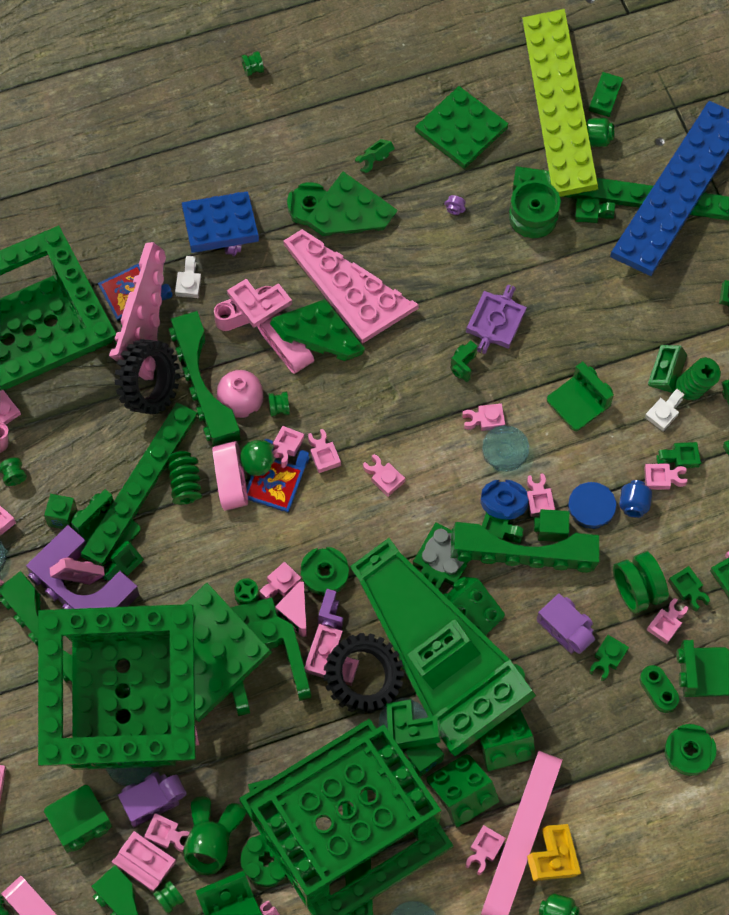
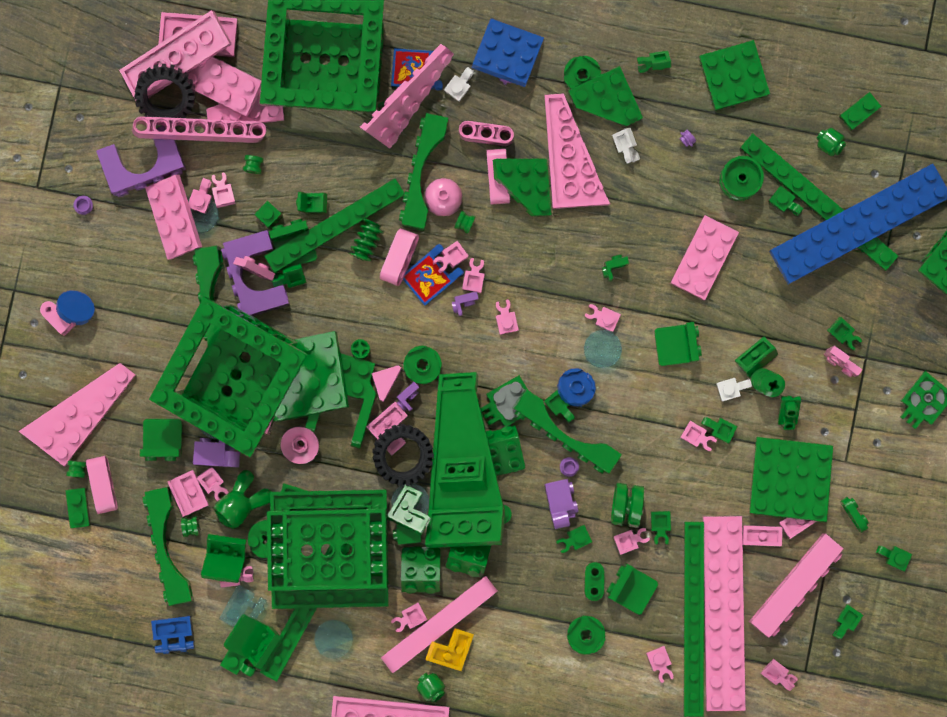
camera: 30 degrees right, 20 degrees up
(101, 474) = (312, 202): none -> green bracket
(129, 376) = (375, 140): black tyre -> none
(241, 745) = (295, 452): none -> bright pink dish
(257, 457) = (424, 255): green hair -> none
(258, 307) = (491, 143): bright pink plate -> none
(280, 580) = (390, 354): bright pink plate -> none
(328, 478) = (466, 299): none -> medium lavender bracket
(395, 241) = (625, 142): none -> white plate
(496, 319) = (658, 247): medium lavender plate -> none
(539, 497) = (601, 402): bright pink plate -> none
(548, 305) = (704, 257): none -> bright pink plate
(551, 585) = (569, 466): none -> medium lavender plate
(552, 525) = (596, 426): green brick -> none
(559, 103) = (818, 100): lime plate -> none
(592, 505) = (635, 426): blue tile -> none
(635, 499) = (666, 441): blue head -> none

